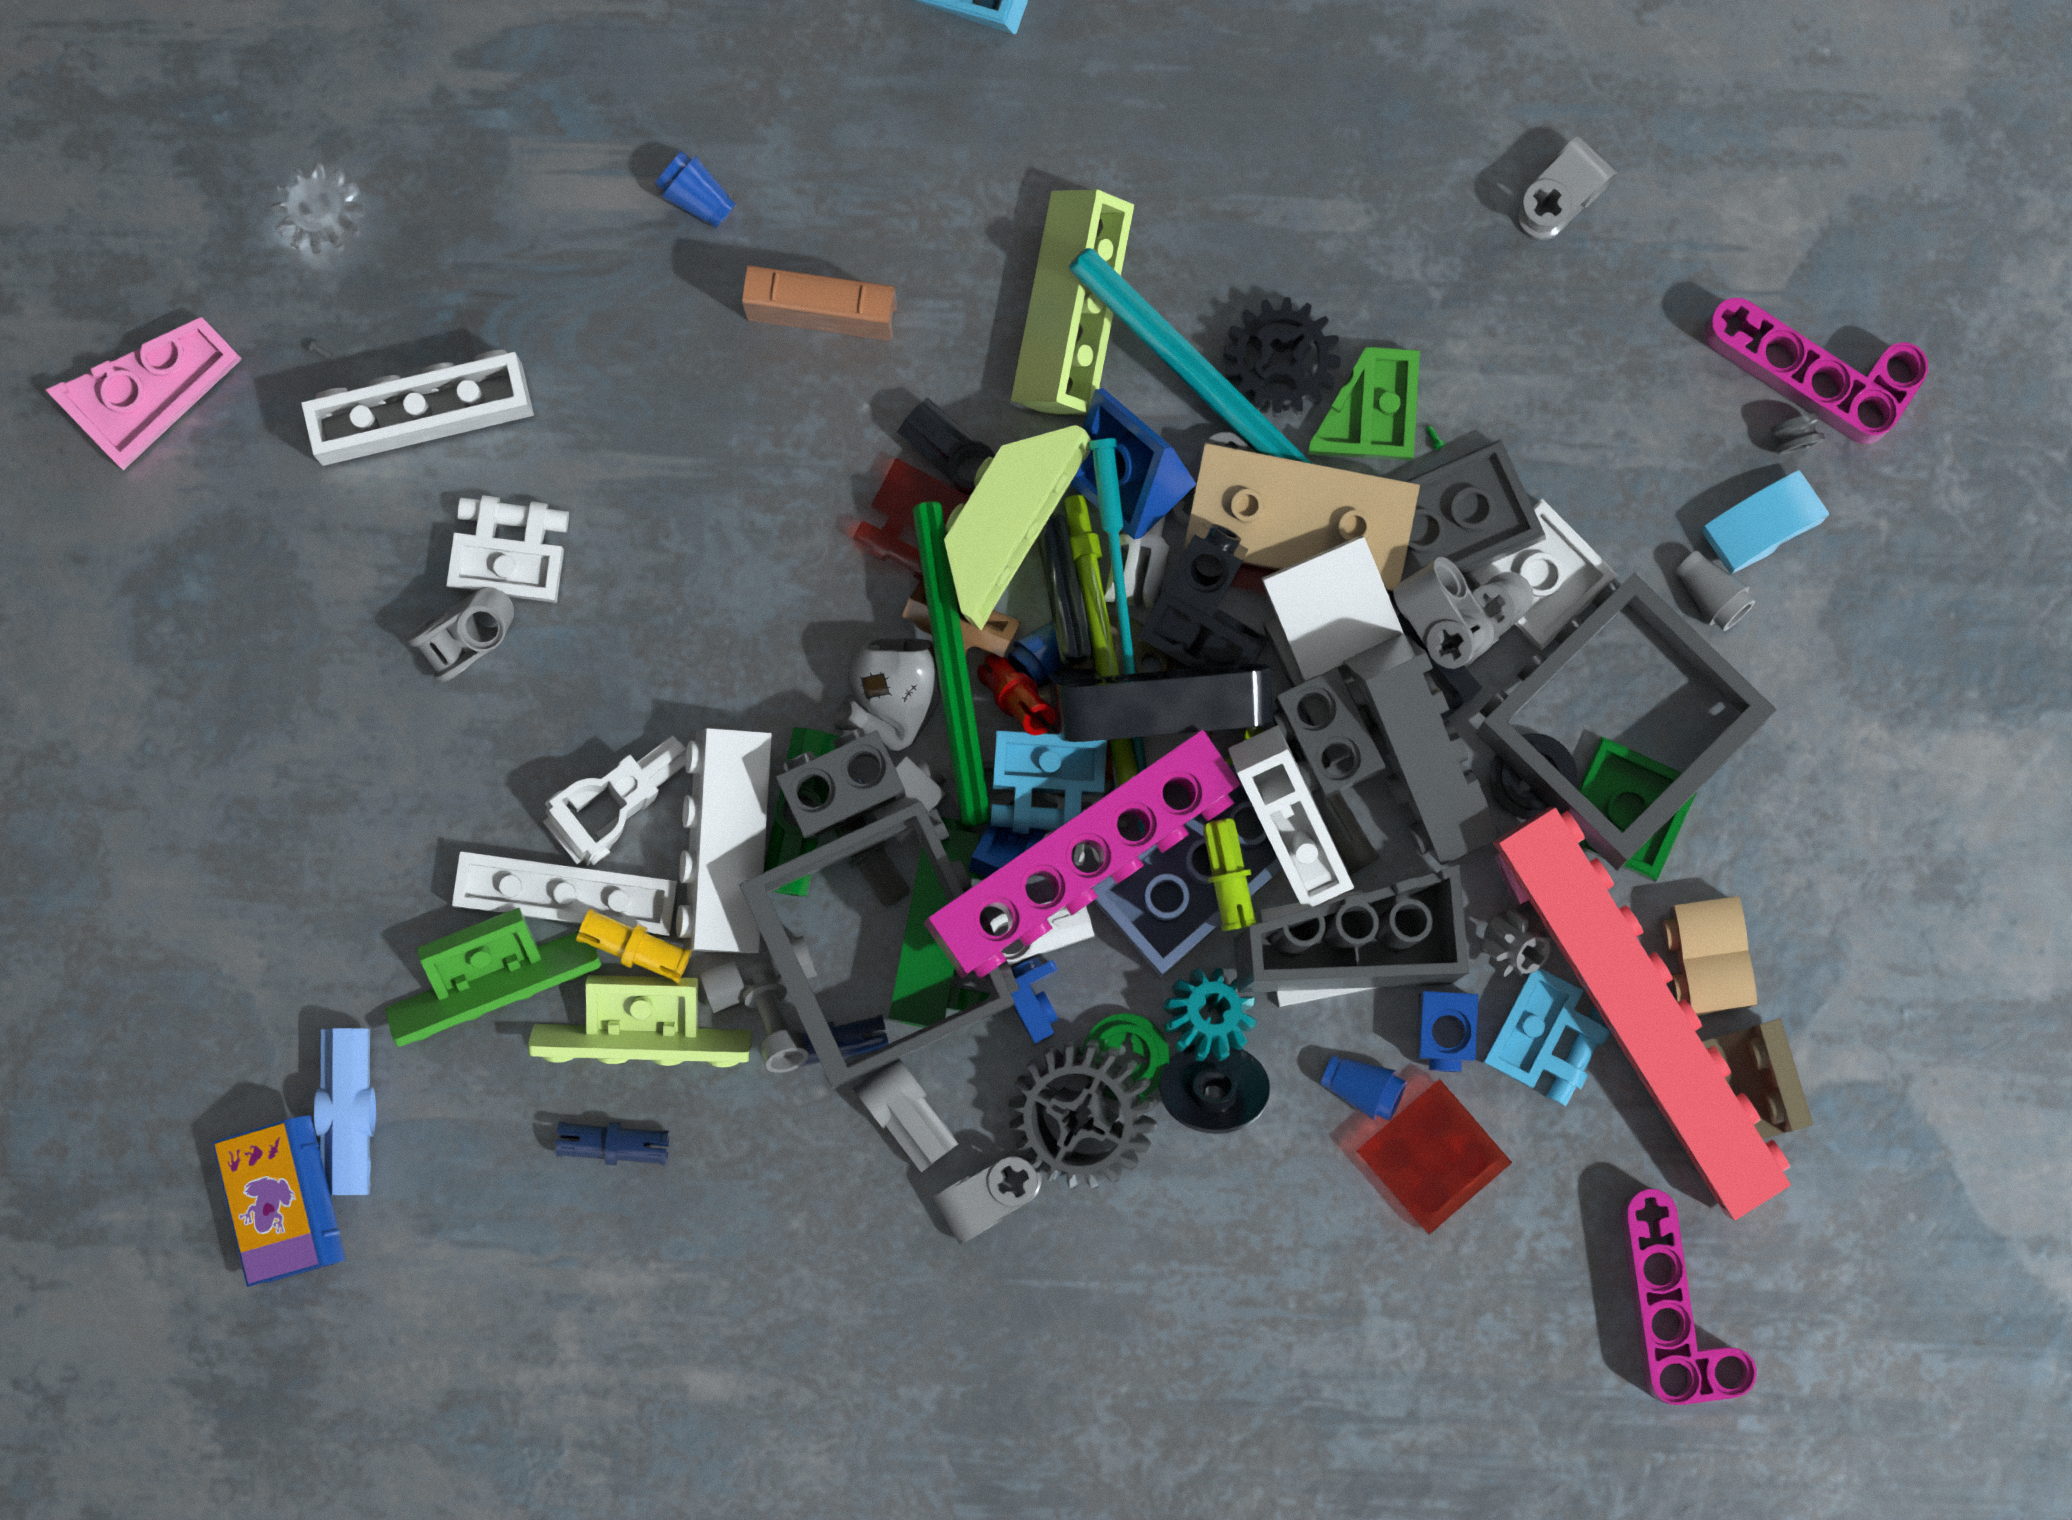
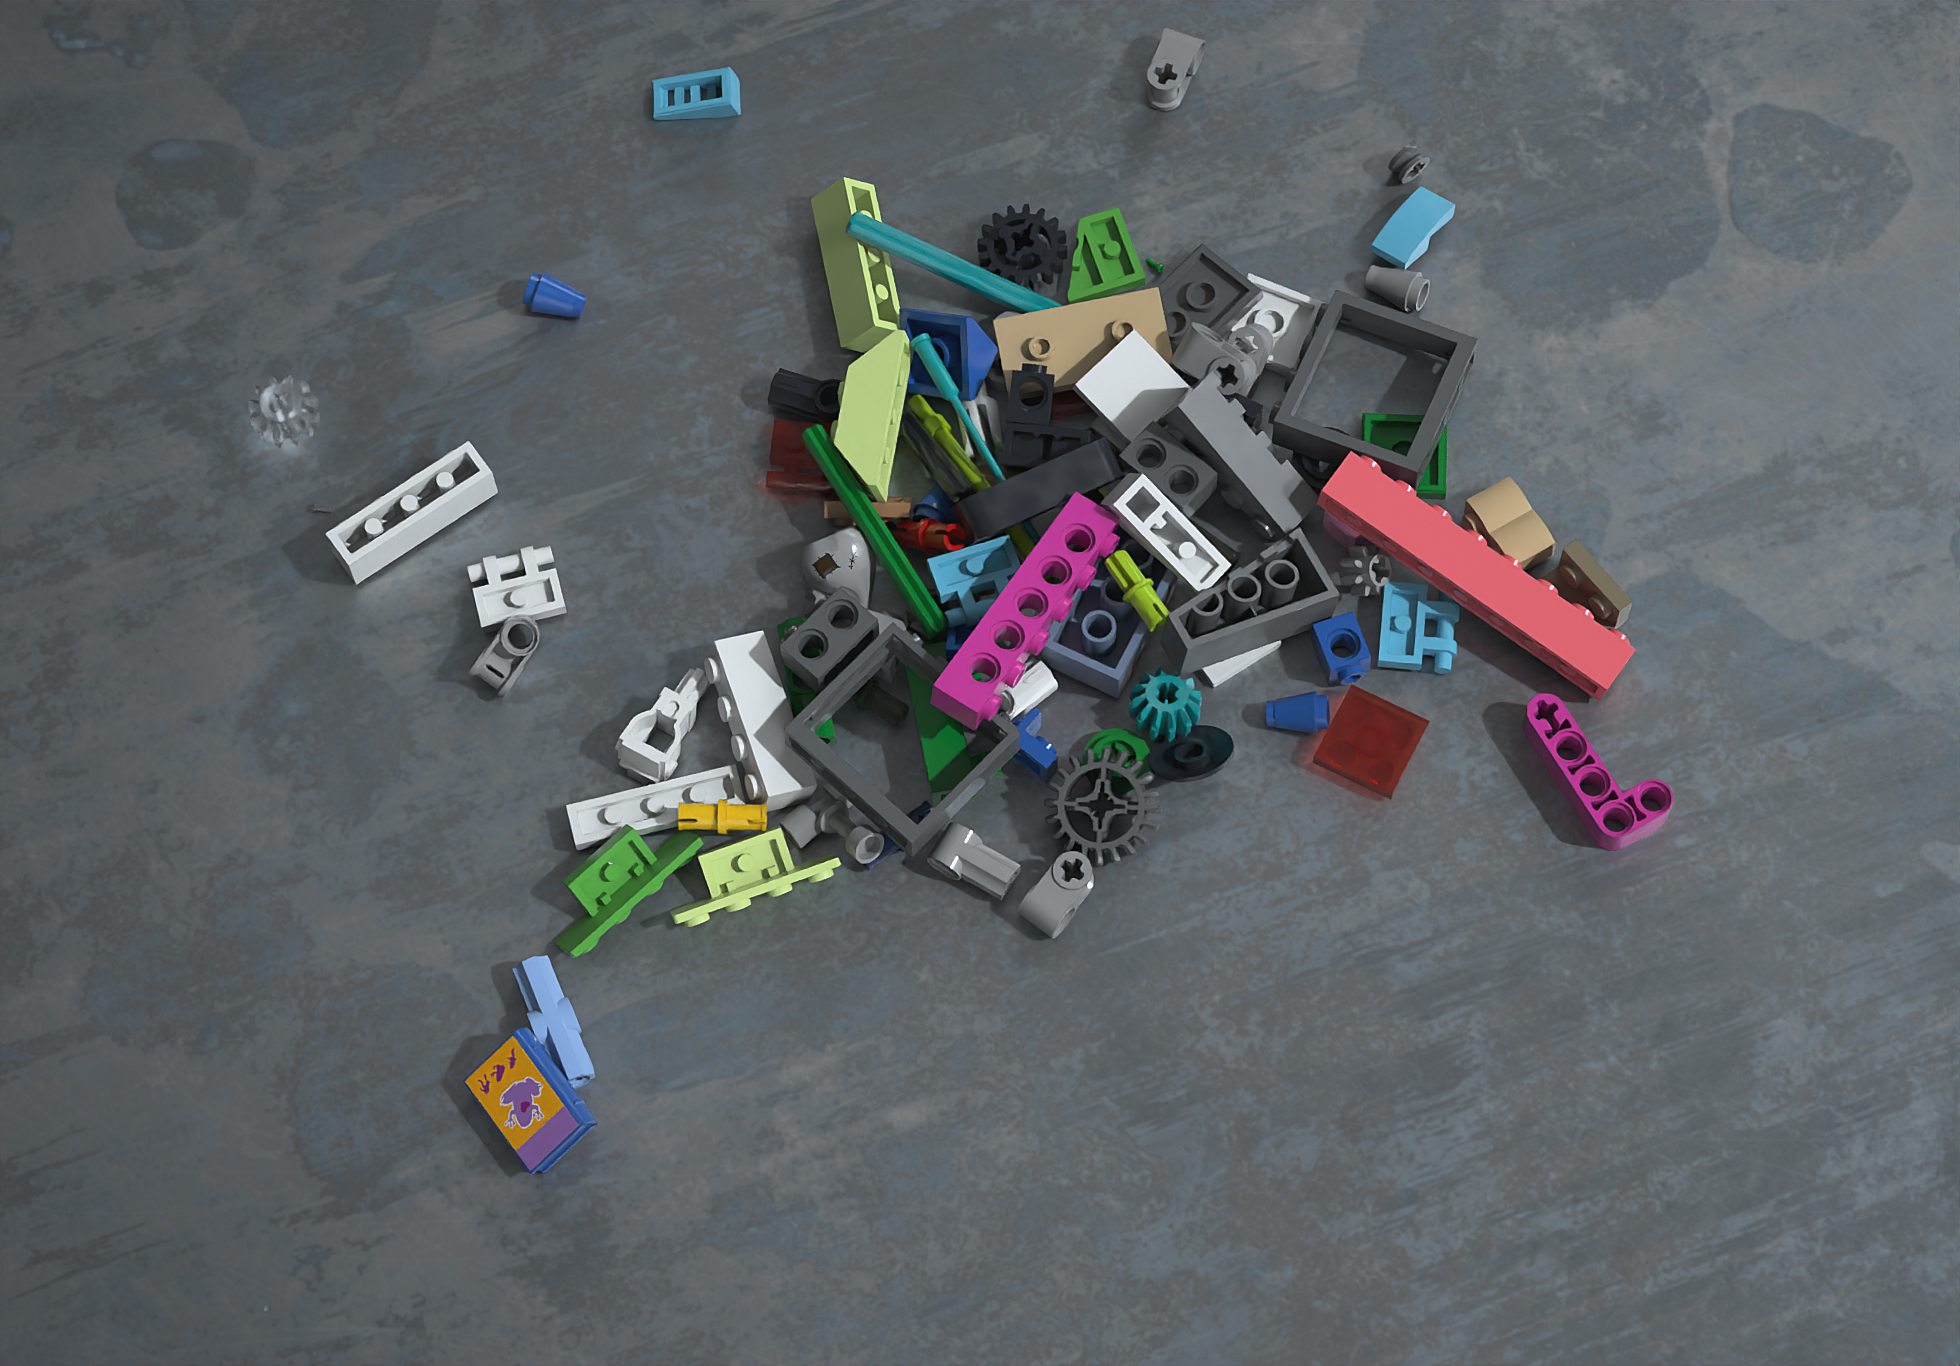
camera: 20 degrees left, 15 degrees down
(145, 392) = (205, 582): bright pink wing -> none
(612, 1143) = (763, 968): dark blue pin -> none
(819, 303) = (676, 332): nougat piece -> none
(1809, 360) = (1398, 110): dark pink beam -> none

